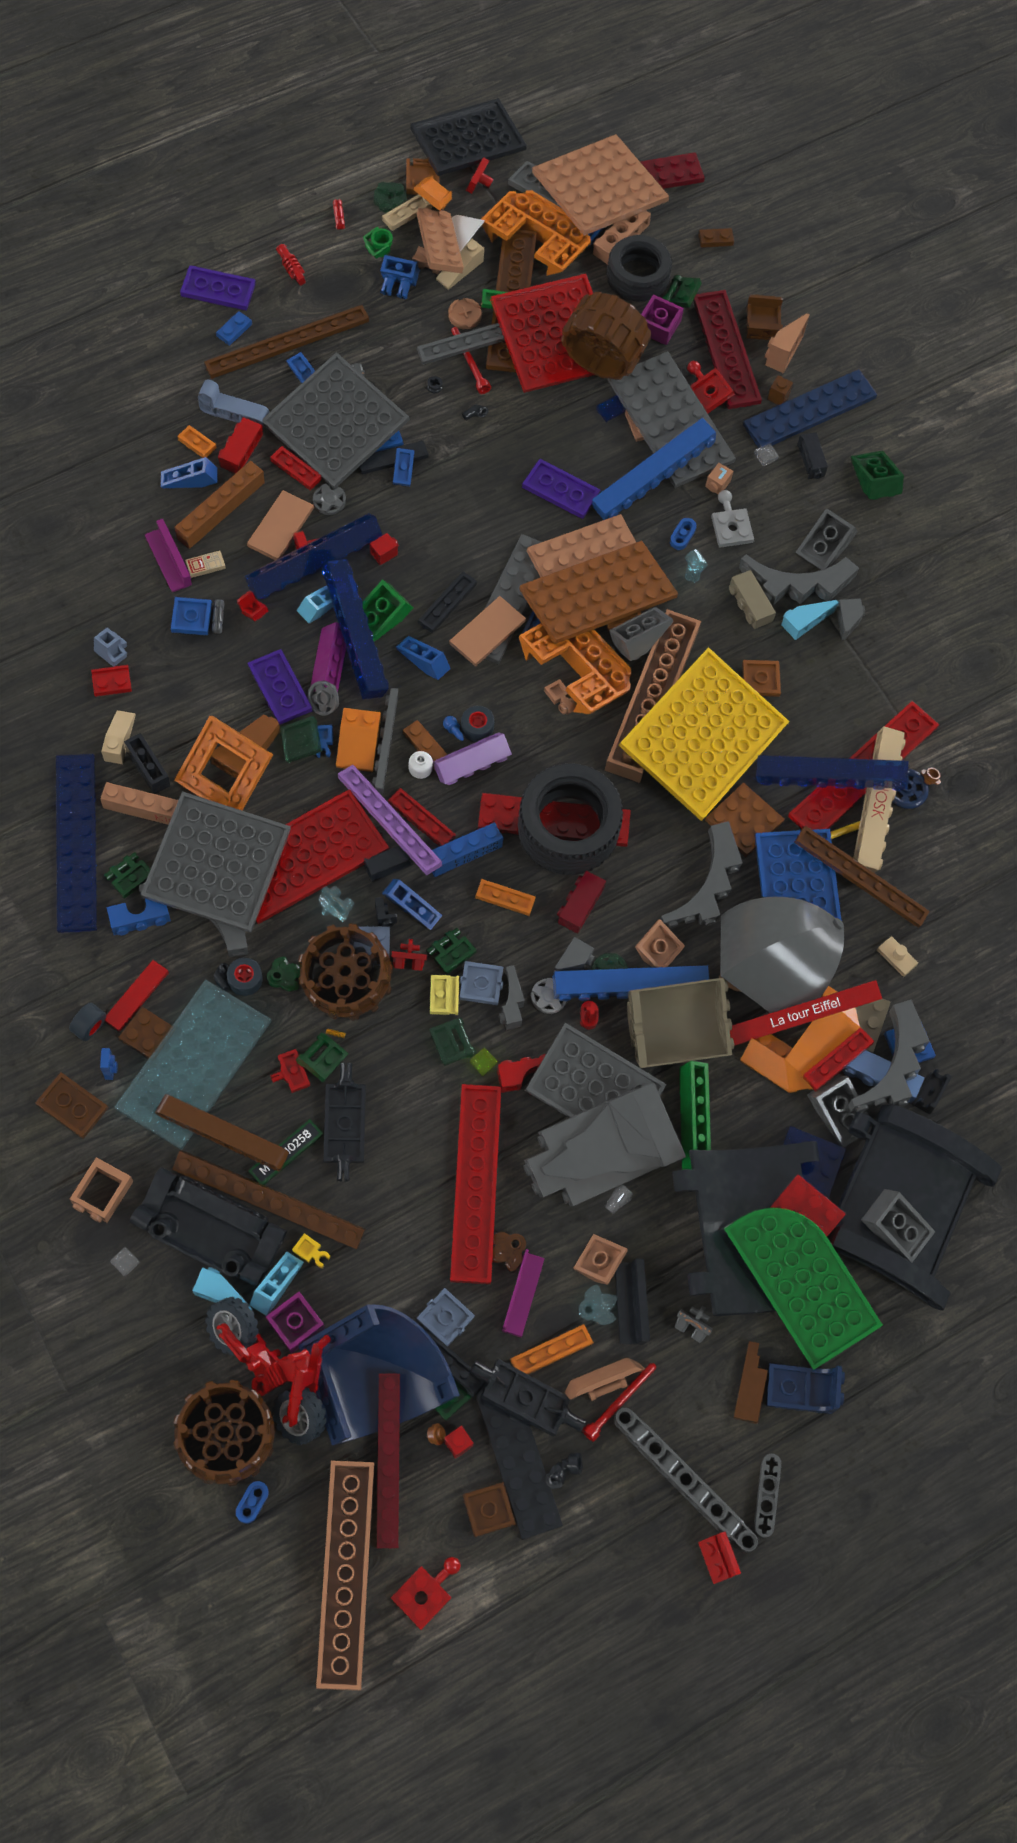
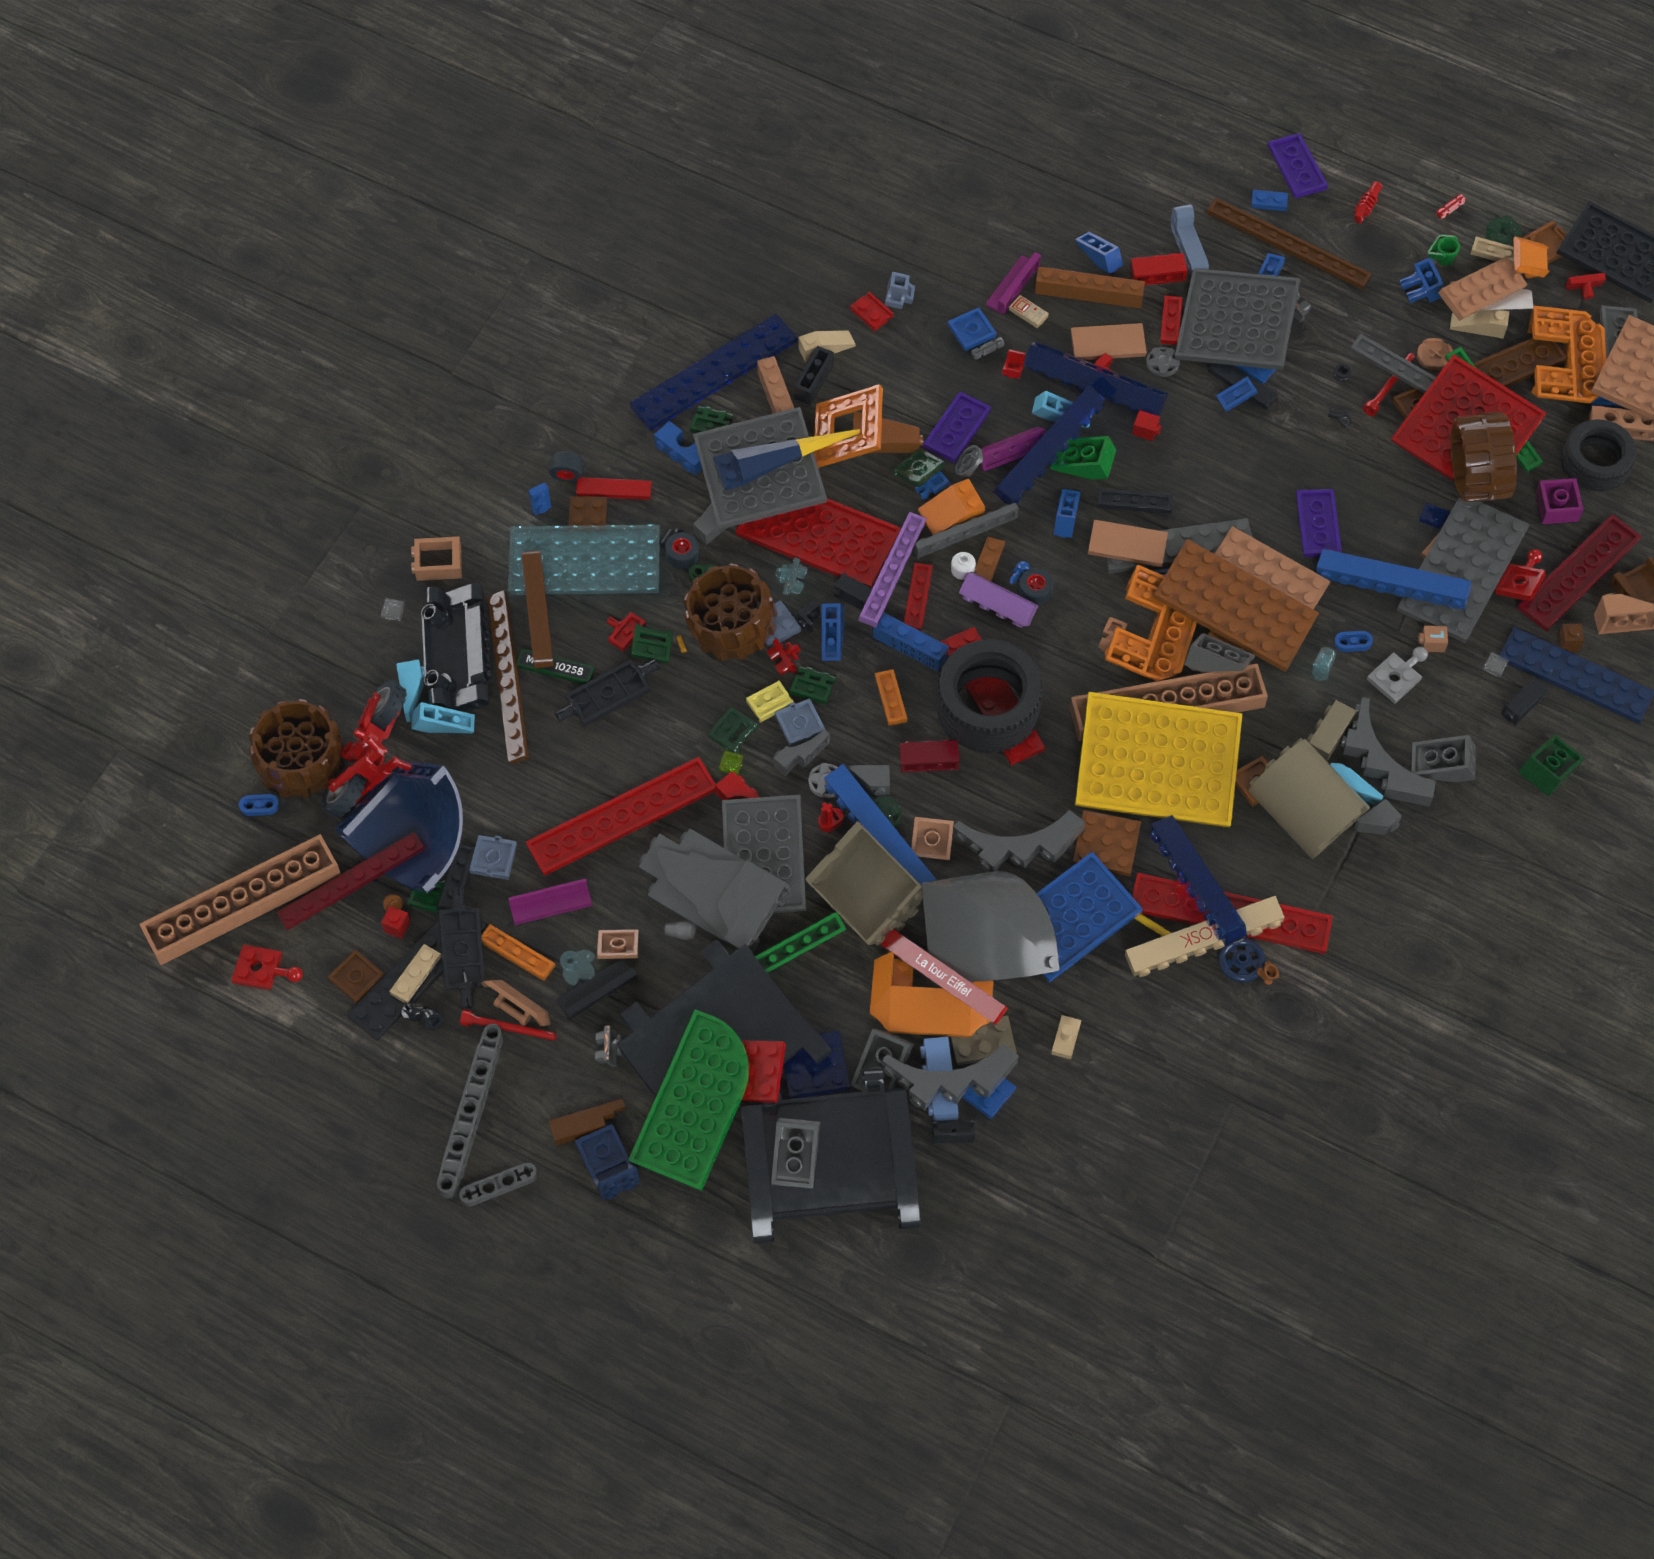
camera: 65 degrees right, 5 degrees down
(71, 1105) = (492, 499): reddish brown plate -> none
(196, 441) = (1136, 238): orange plate -> none
(210, 865) = (750, 463): none -> dark blue plate
(295, 1322) = (418, 745): magenta brick -> none
(308, 1249) = (484, 728): yellow plate -> none
(506, 1252) = (580, 869): reddish brown plate -> none
(524, 1453) = (415, 973): none -> tan plate
(686, 292) = (1607, 503): dark green plate -> none
(719, 1557) = (416, 1174): red plate -> none
(809, 651) = (1307, 797): none -> dark tan cylinder
(838, 1059) = (922, 1029): red plate -> none
(861, 876) = (1116, 961): reddish brown plate -> none

